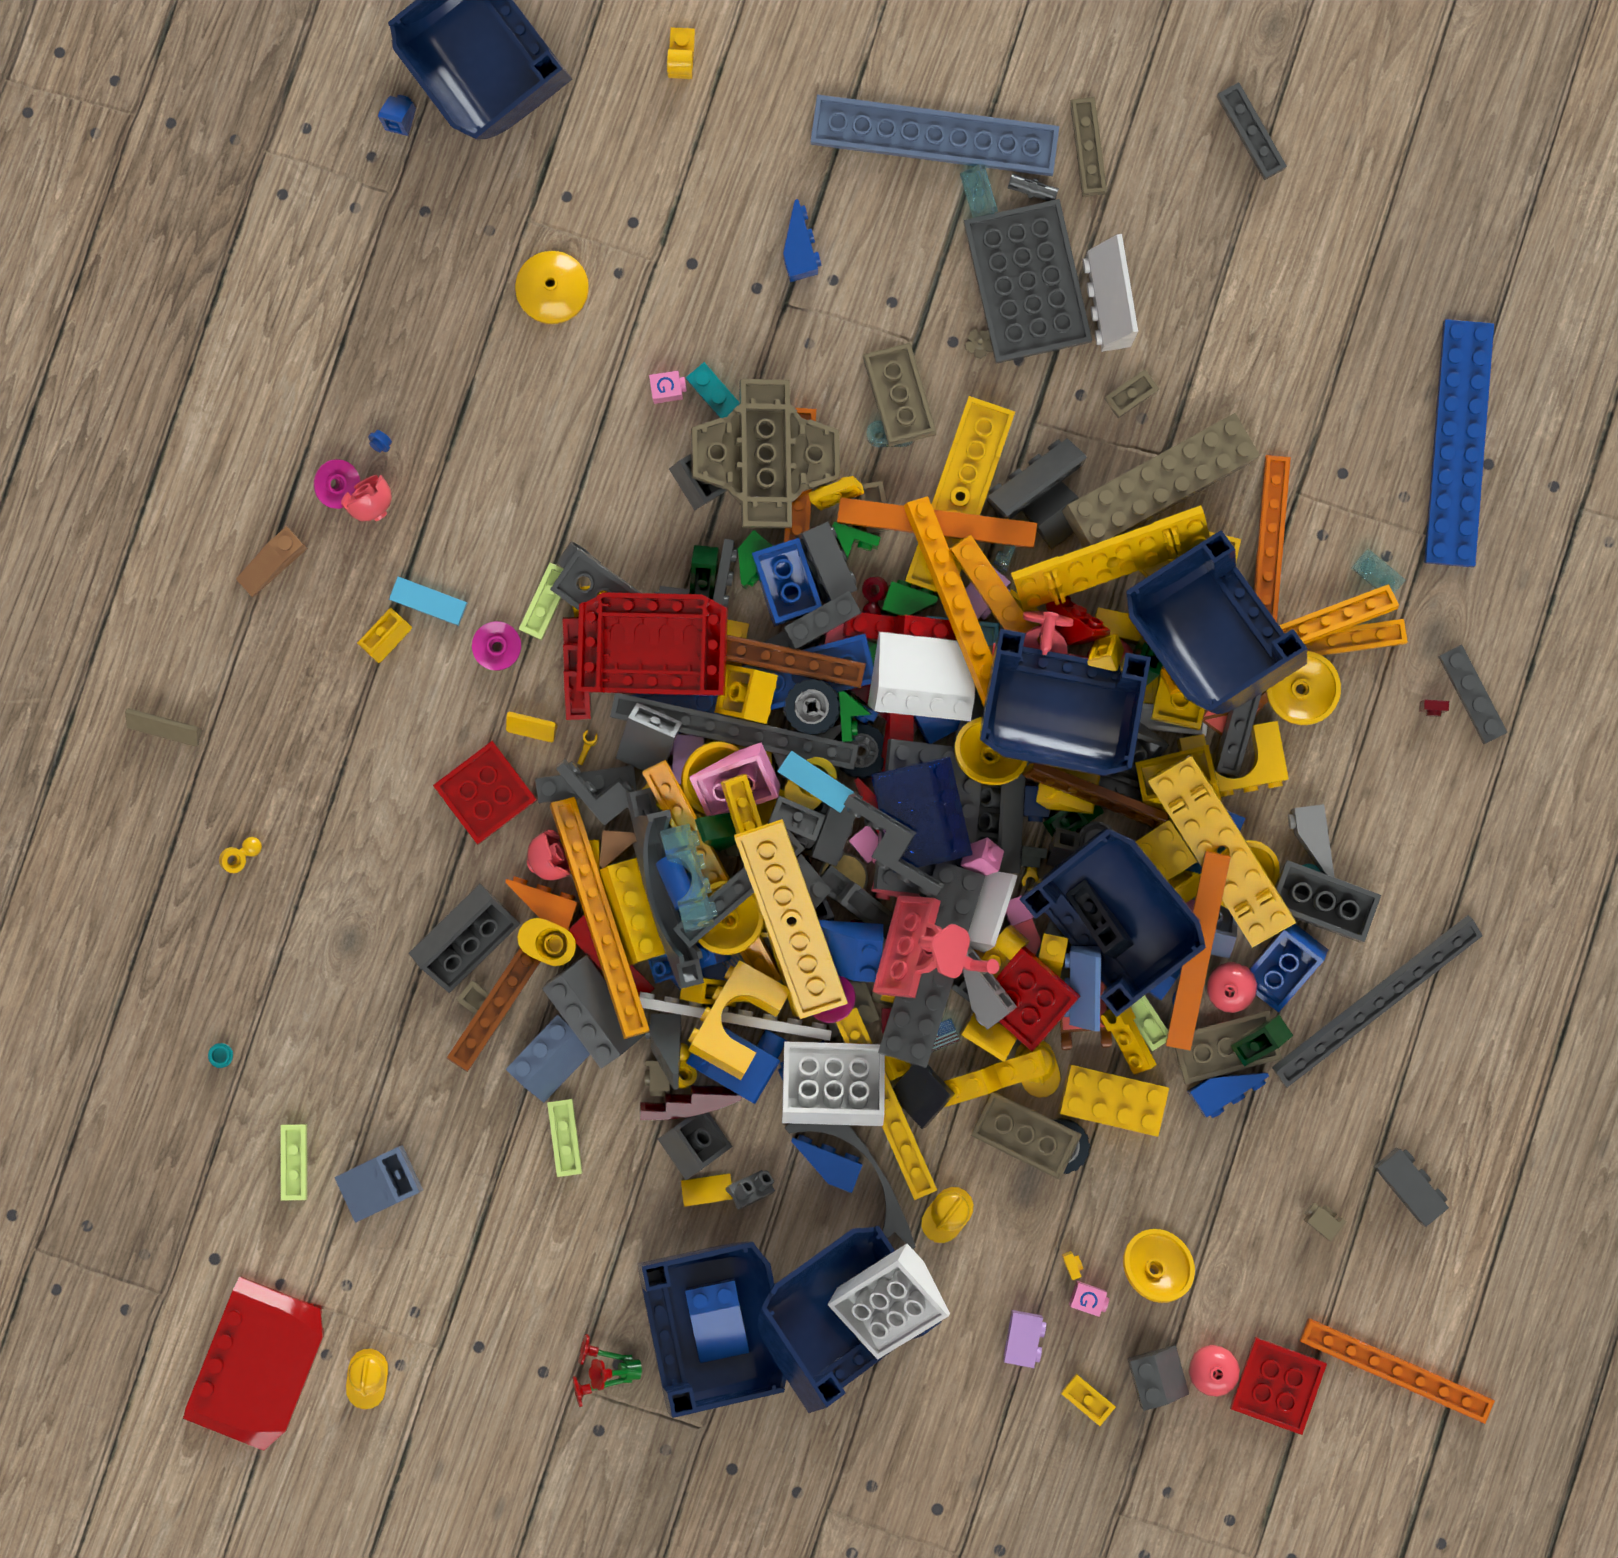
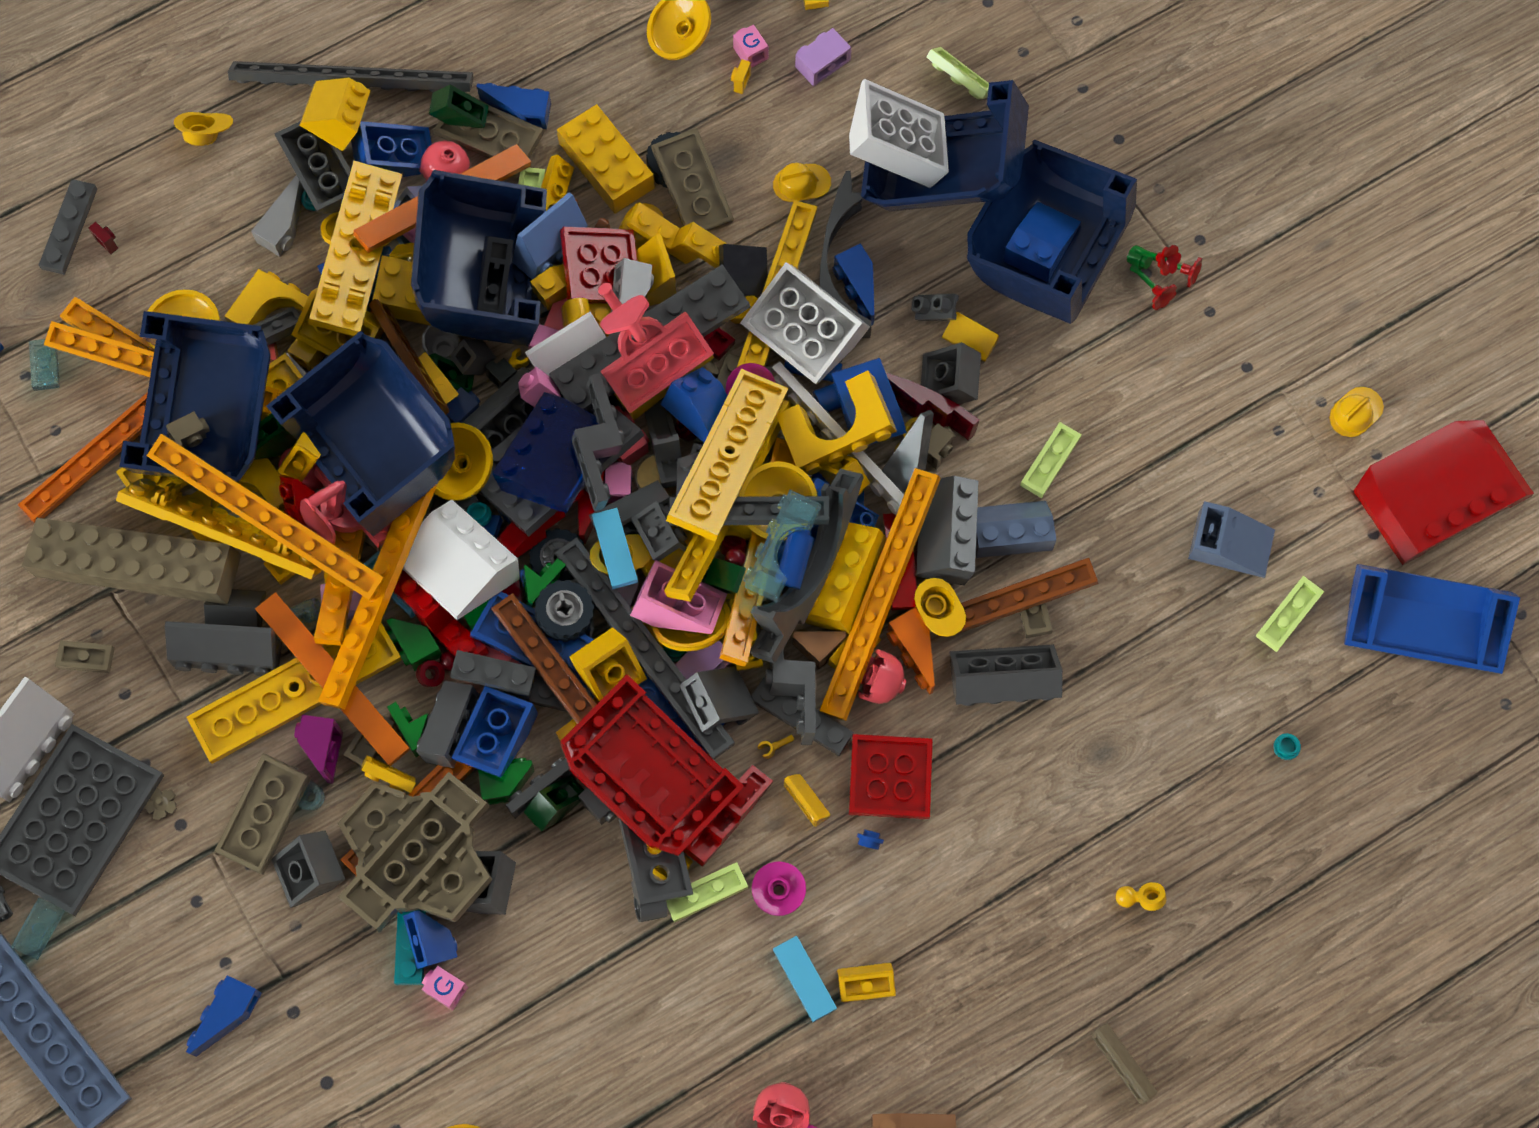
camera: 145 degrees left, 15 degrees down
(188, 1246) = (1430, 618): none -> blue slope
(462, 734) = (870, 839): none -> blue plate
(701, 405) = (429, 940): none -> blue slope
(730, 856) = (734, 549): none -> dark red plate
(833, 385) = (308, 868): none -> dark grey slope
(901, 1418) = (959, 72): none -> yellowish green plate
(902, 470) = (321, 742): none -> magenta slope
(944, 730) = (480, 513): none -> teal plate
(1080, 583) = (265, 517): none -> light orange plate
(1205, 603) = (188, 430): none -> dark tan brick
(1352, 954) = (335, 110): none -> yellow slope
(1448, 859) = (202, 128): none -> yellow piece

